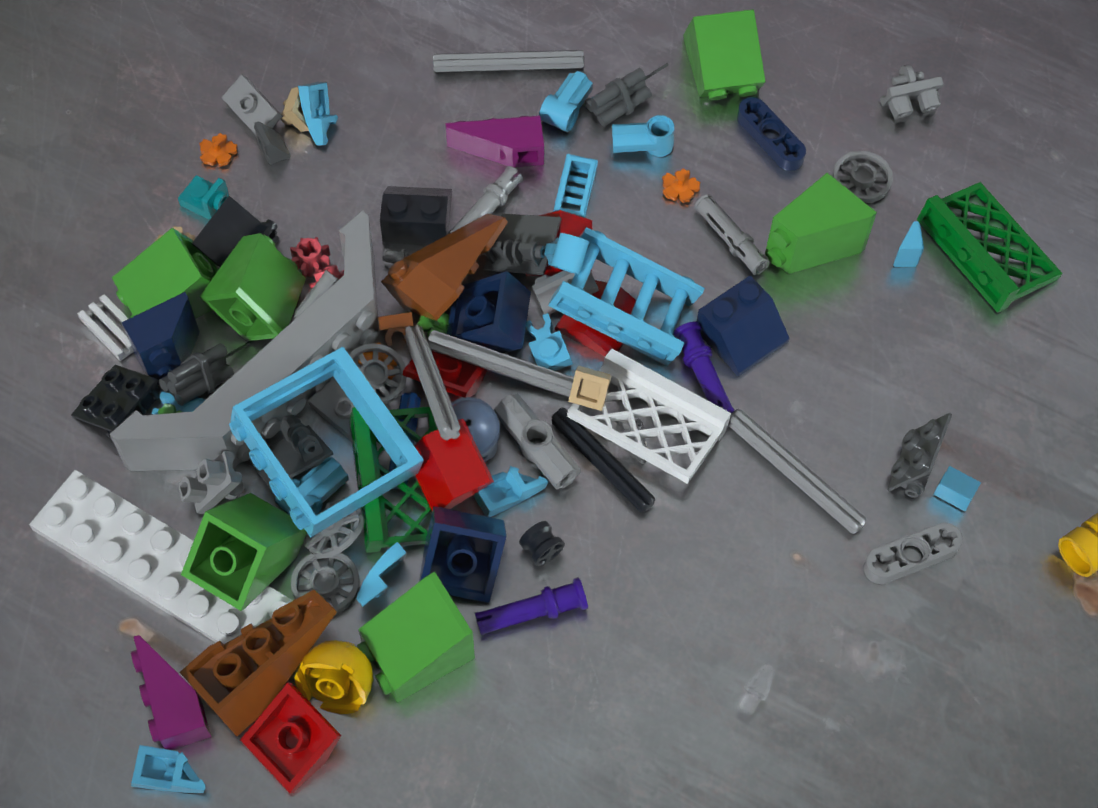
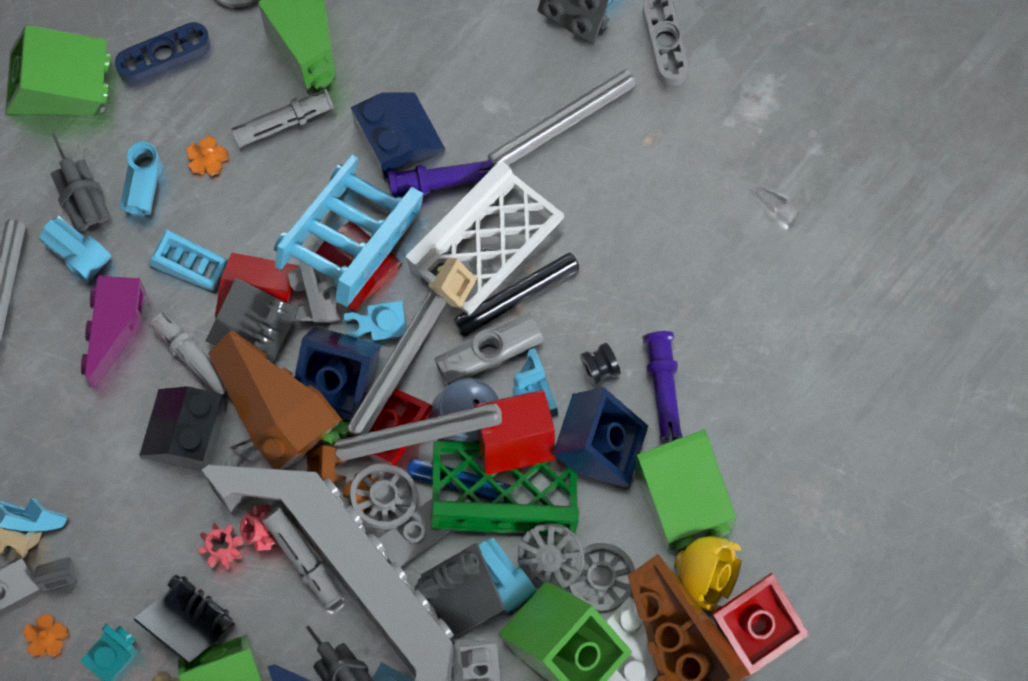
camera: 75 degrees left, 10 degrees up
(255, 289) = (263, 599): bright green slope -> none
(370, 407) = (459, 487): medium azure window -> none
(373, 584) = (603, 522): medium azure slope -> none
(566, 253) = (299, 272): medium azure piece -> none

